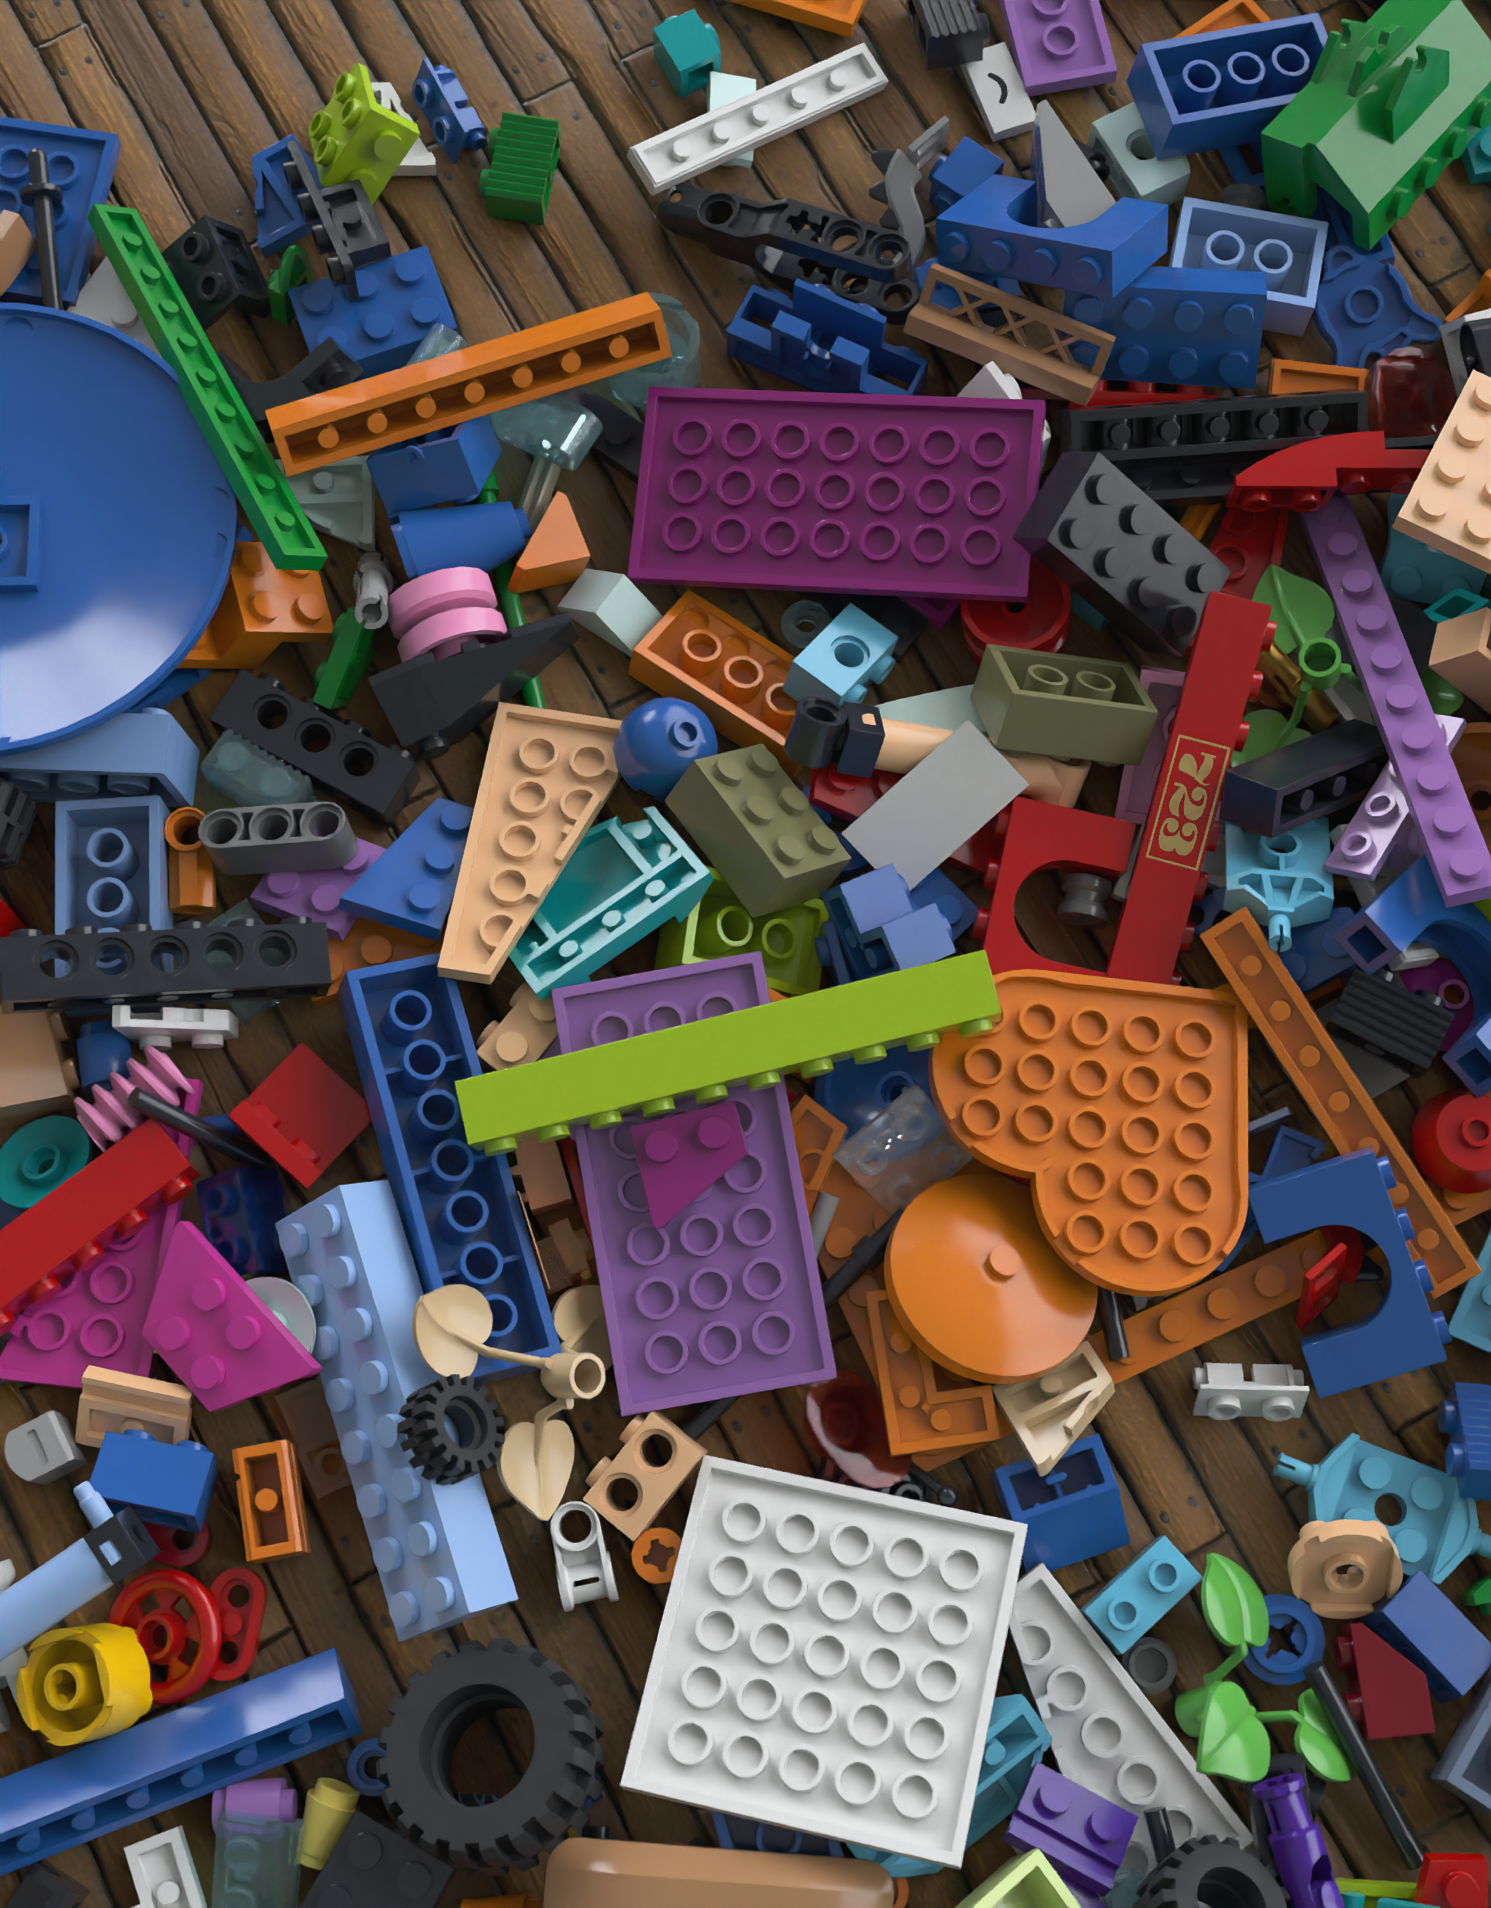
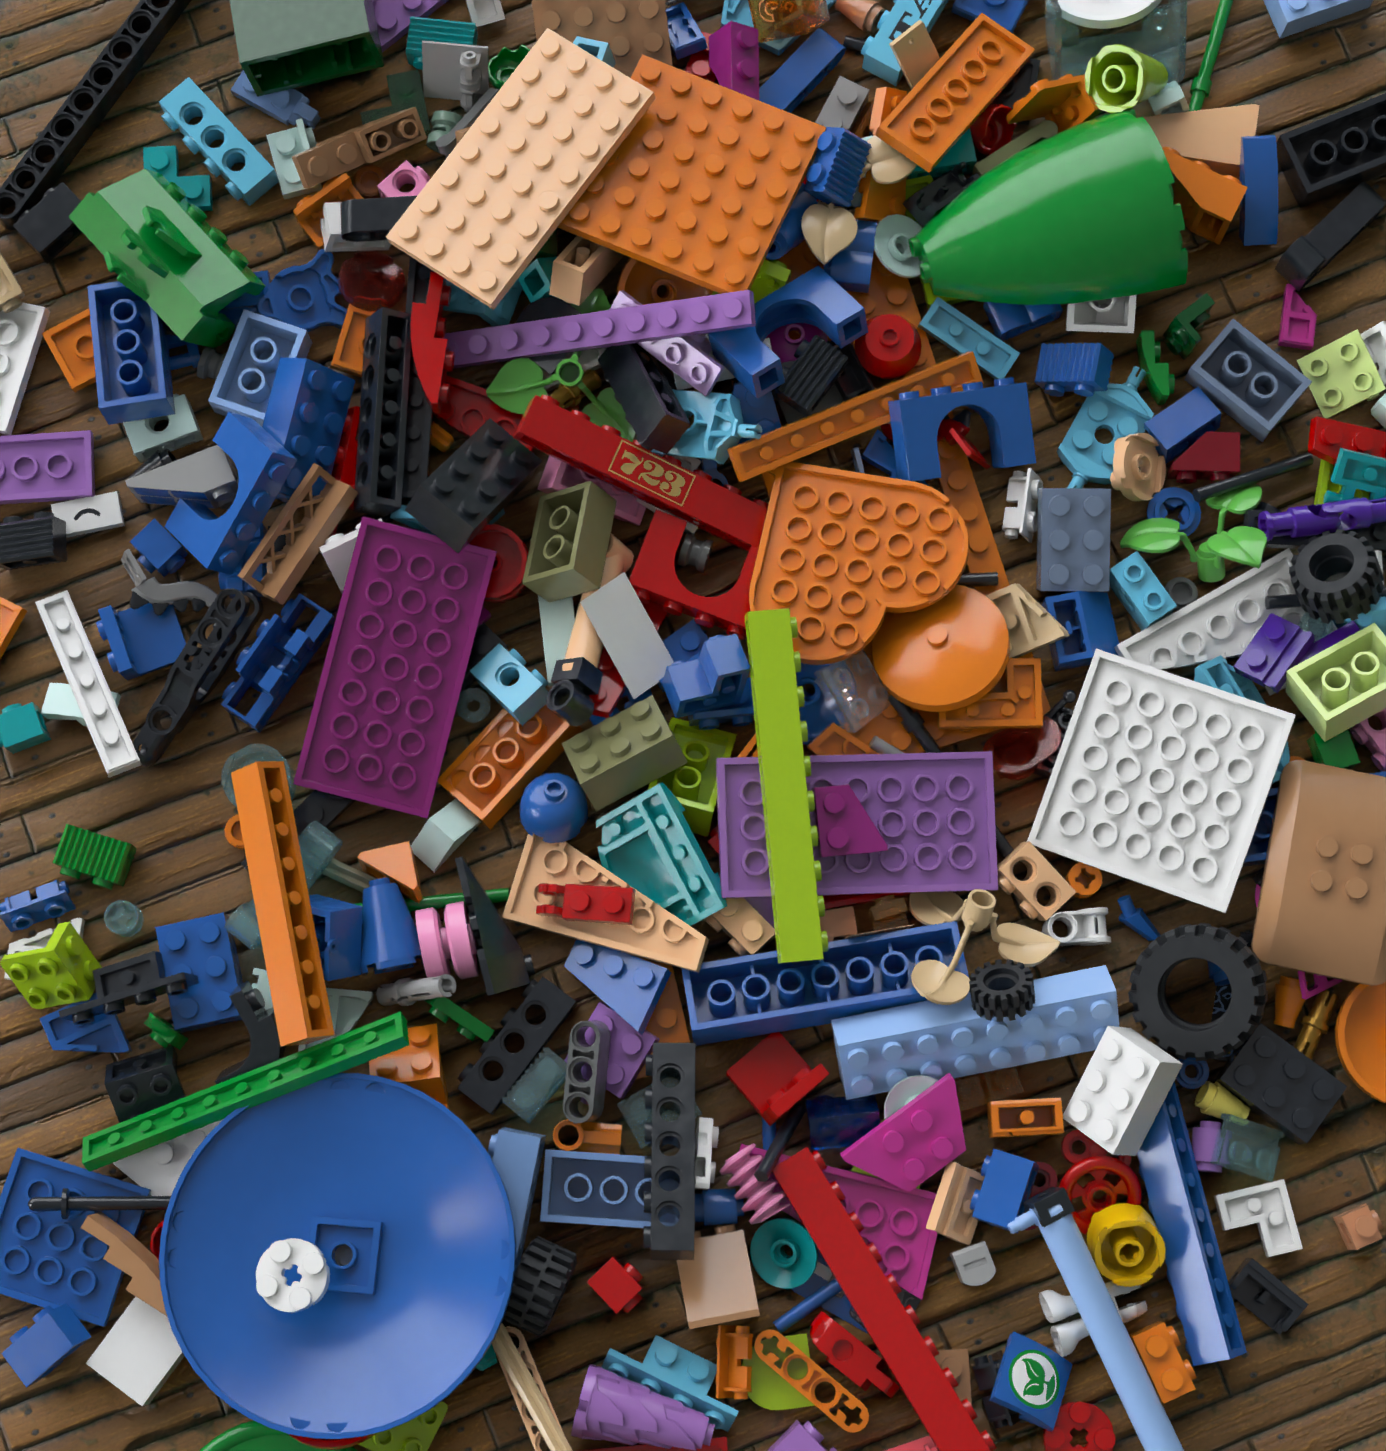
camera: 80 degrees left, 5 degrees up
(319, 1647) = (1122, 1090): none -> white brick
(446, 206) = (117, 916): none -> clear light blue wheel
(525, 811) = (590, 903): none -> red hinge
(608, 1651) = (1136, 919): none -> blue bar
(831, 167) = (141, 639): none -> blue bracket
(1204, 1472) = (1073, 539): none -> sand blue brick
(1402, 1098) = (854, 379): none -> black hinge

